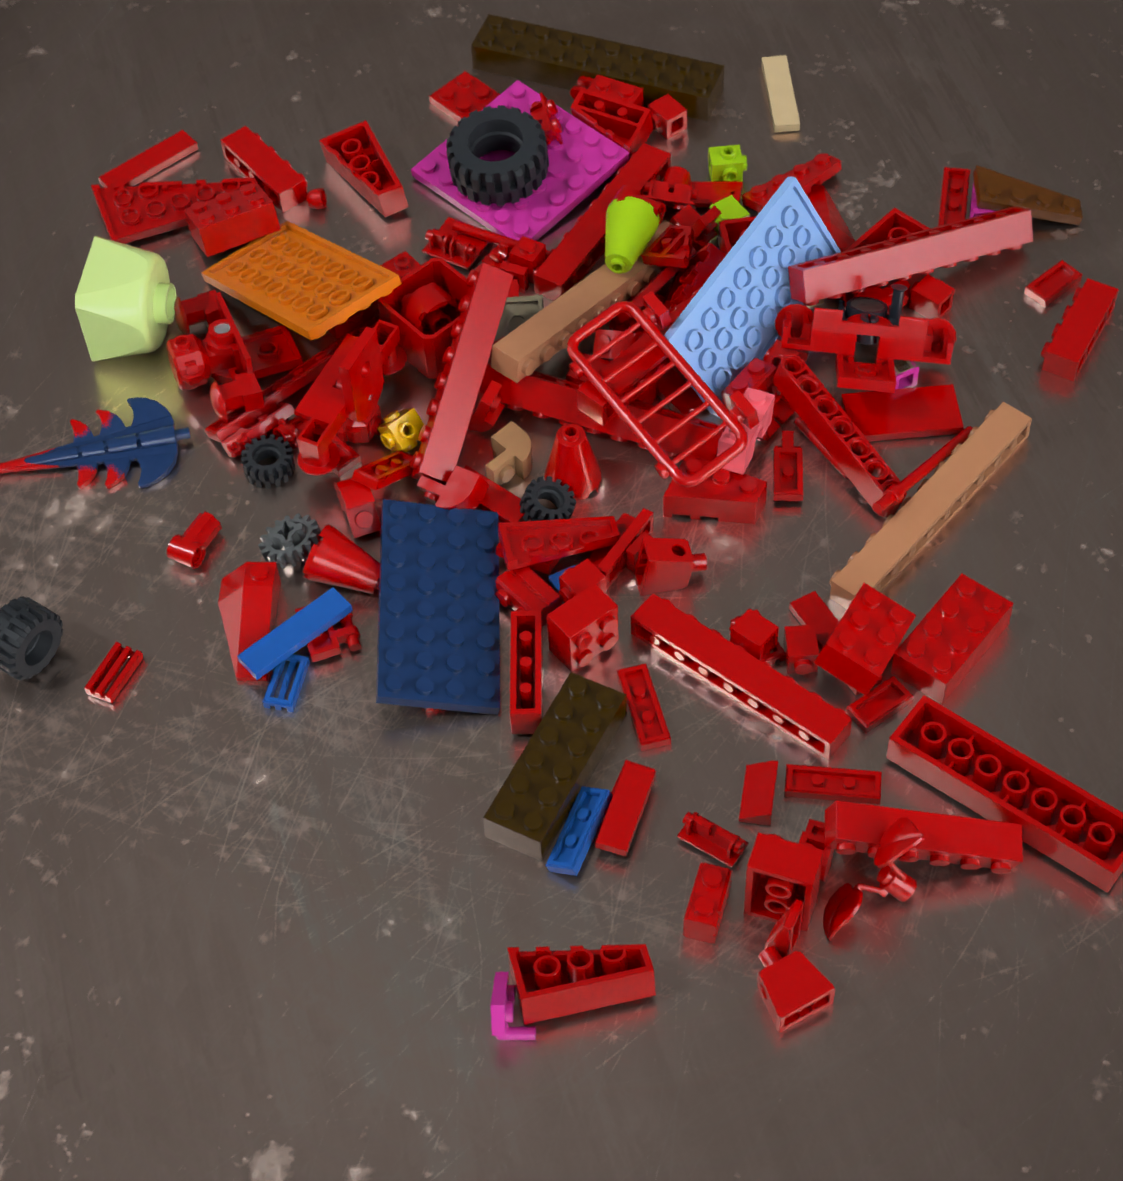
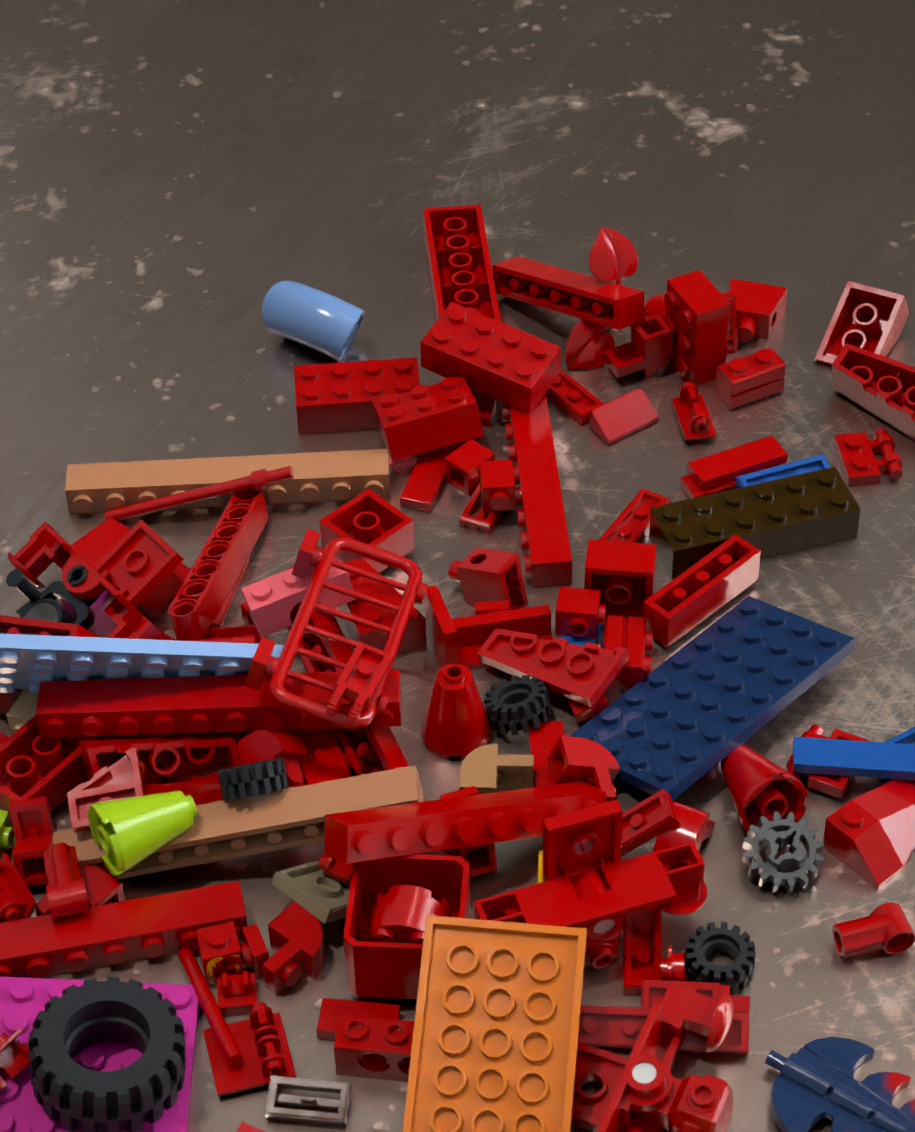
camera: 135 degrees left, 10 degrees down
(407, 241) = (305, 1115): none -> tile
(552, 905) = (858, 459): none -> red plate
(591, 298) = (253, 779): none -> black tyre
(593, 350) = (359, 680): none -> red hinge
(639, 492) = (440, 628): none -> red tile
(682, 1044) = (864, 319): none -> red slope
(786, 533) = (370, 521): none -> red brick
(879, 703) = (491, 356): none -> red brick
(1068, 659) = (311, 318): none -> medium blue brick

